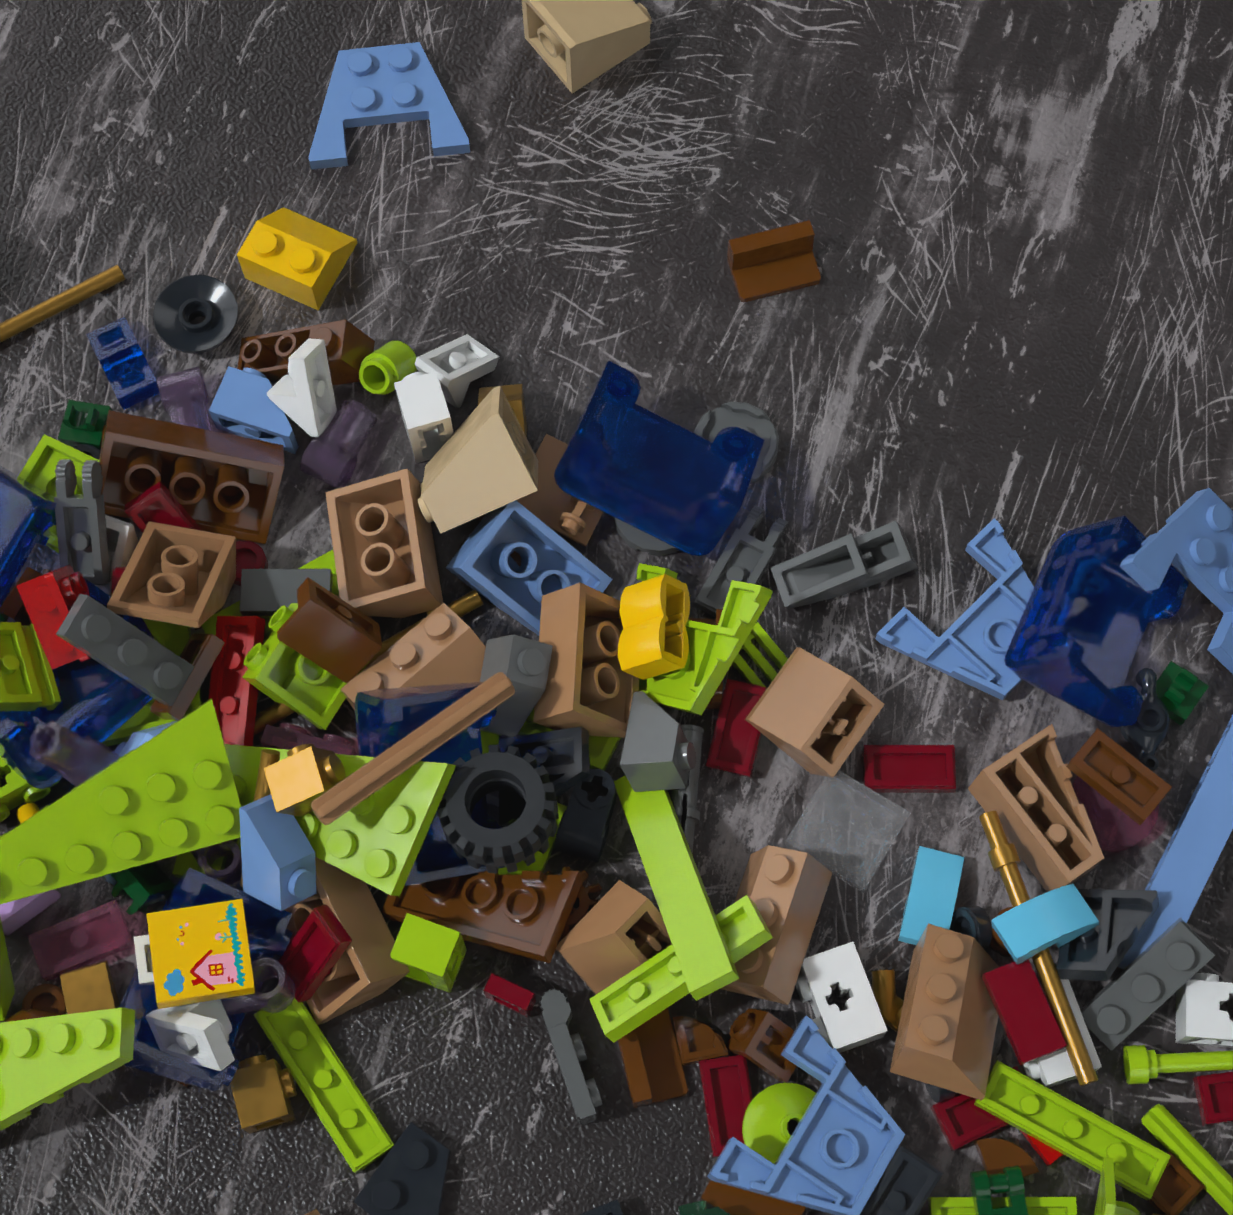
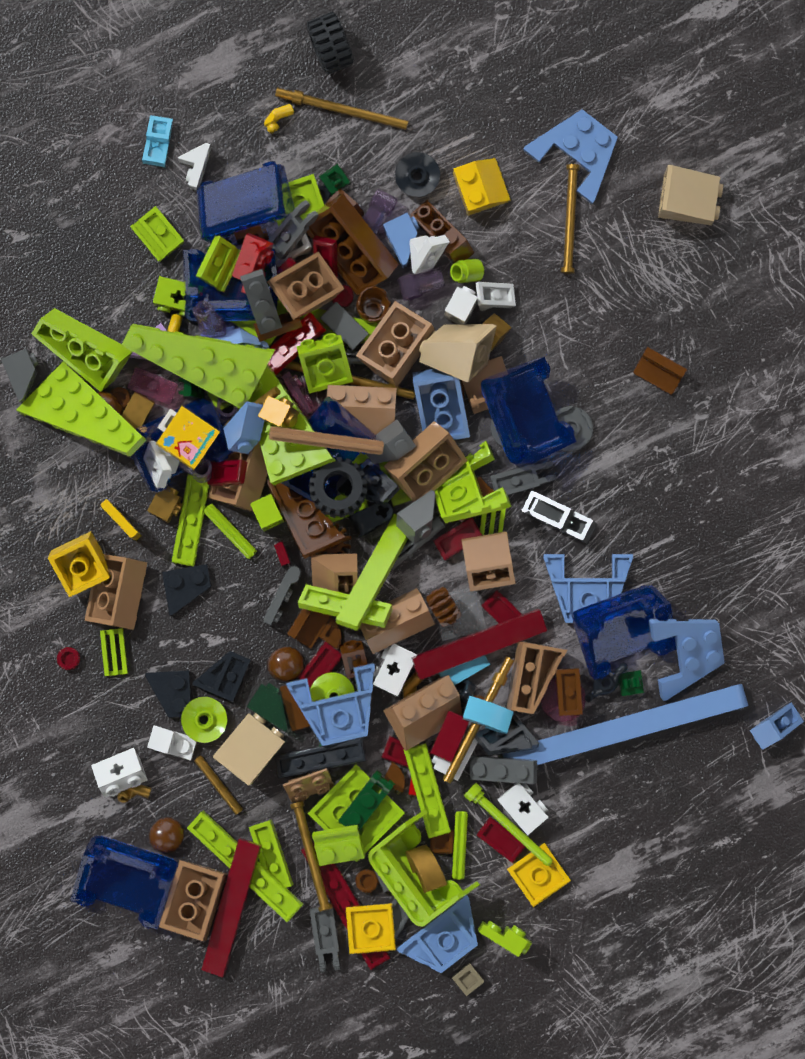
camera: 45 degrees right, 15 degrees up
(123, 363) = (372, 167): clear blue slope -> none
(213, 1182) = (118, 517): none -> yellow tile
(298, 529) = (372, 304): none -> reddish brown hair
(330, 632) = (343, 361): reddish brown panel -> none
(399, 1039) = (230, 531): none -> lime axle
(520, 251) = (570, 218): none -> pearl gold bar
(654, 627) = (461, 474): yellow brick -> none
(674, 1154) = (285, 664): none -> reddish brown hair
(821, 831) = (443, 606): none -> reddish brown gear
(920, 843) = (479, 644): none -> dark red tile

